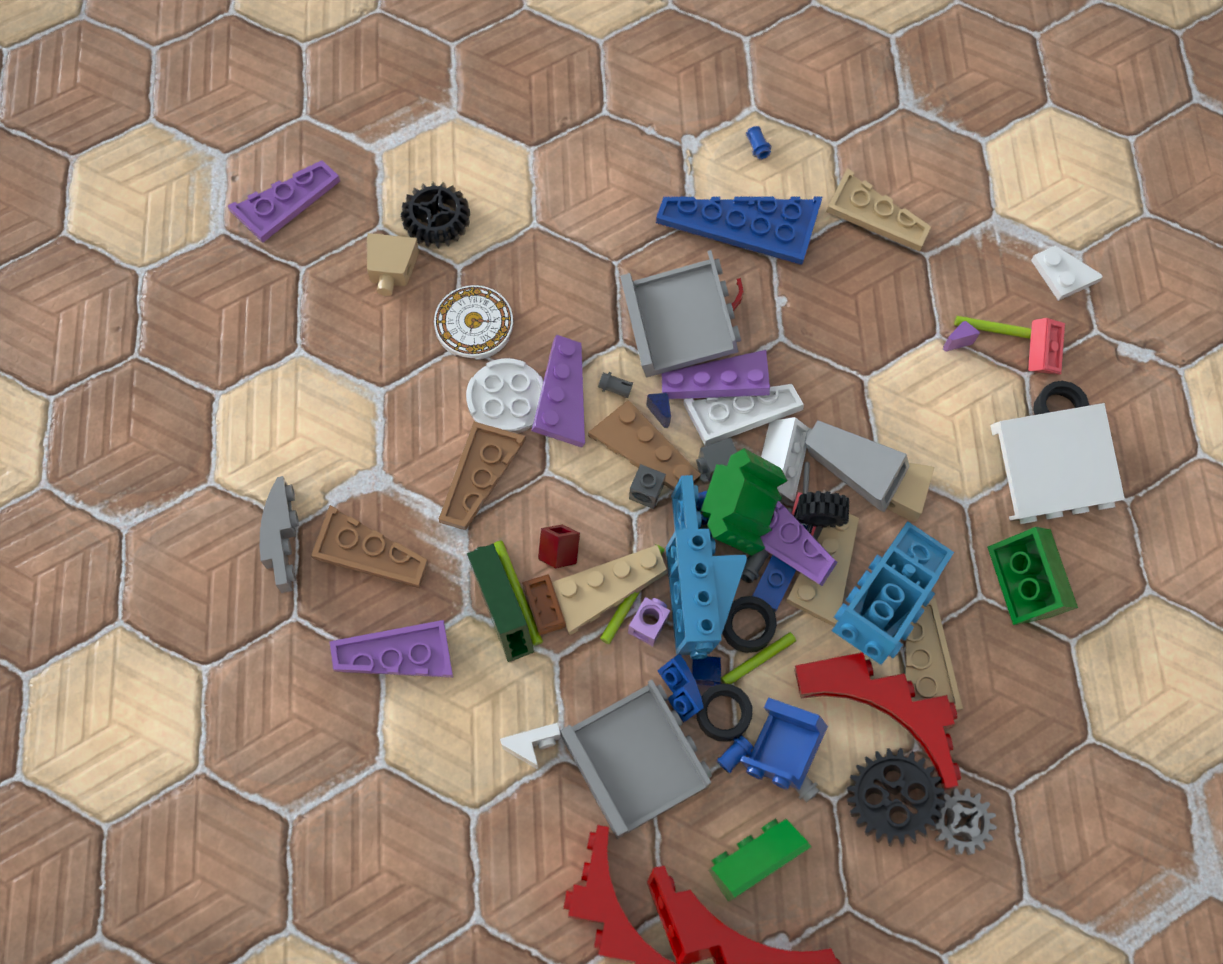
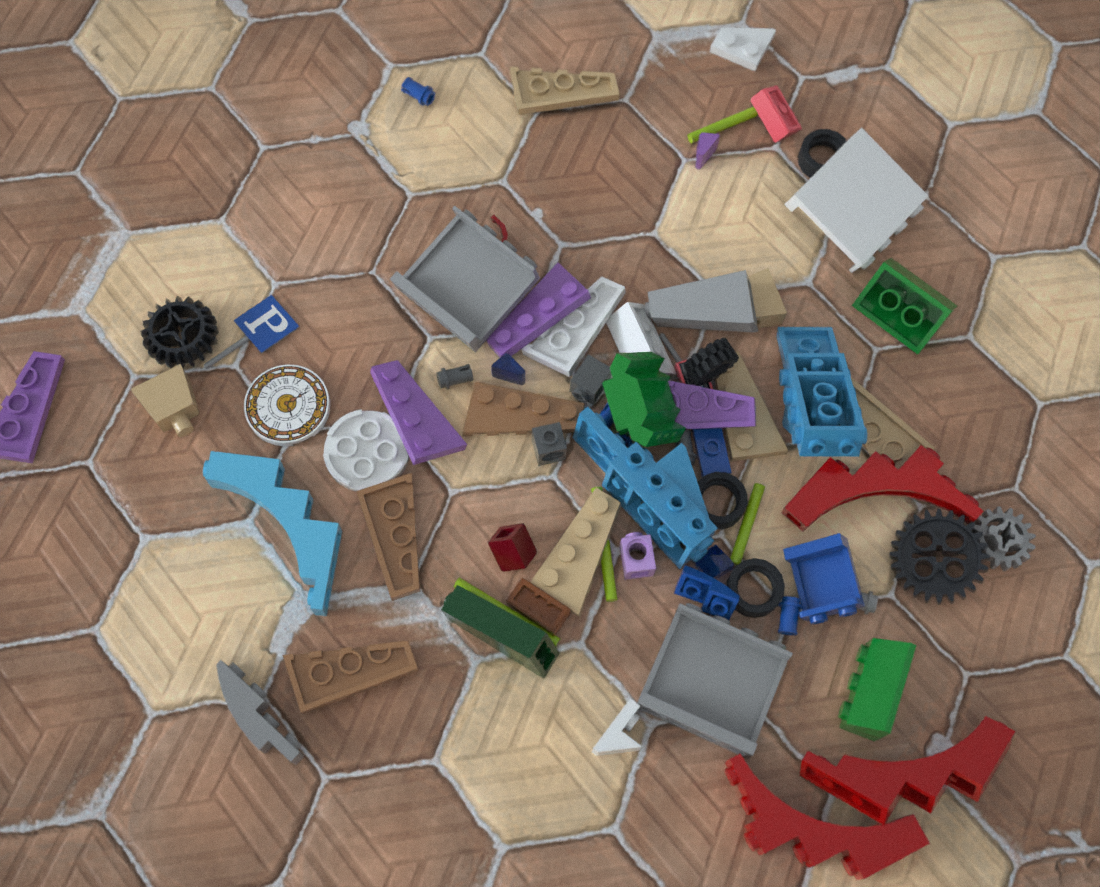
camera: 35 degrees left, 0 degrees up
(400, 651) = (446, 737): medium lavender wing -> none
(414, 438) = (314, 541): none -> medium azure arch
(501, 250) = (263, 326): none -> blue piece
(753, 223) = (465, 162): blue wing -> none

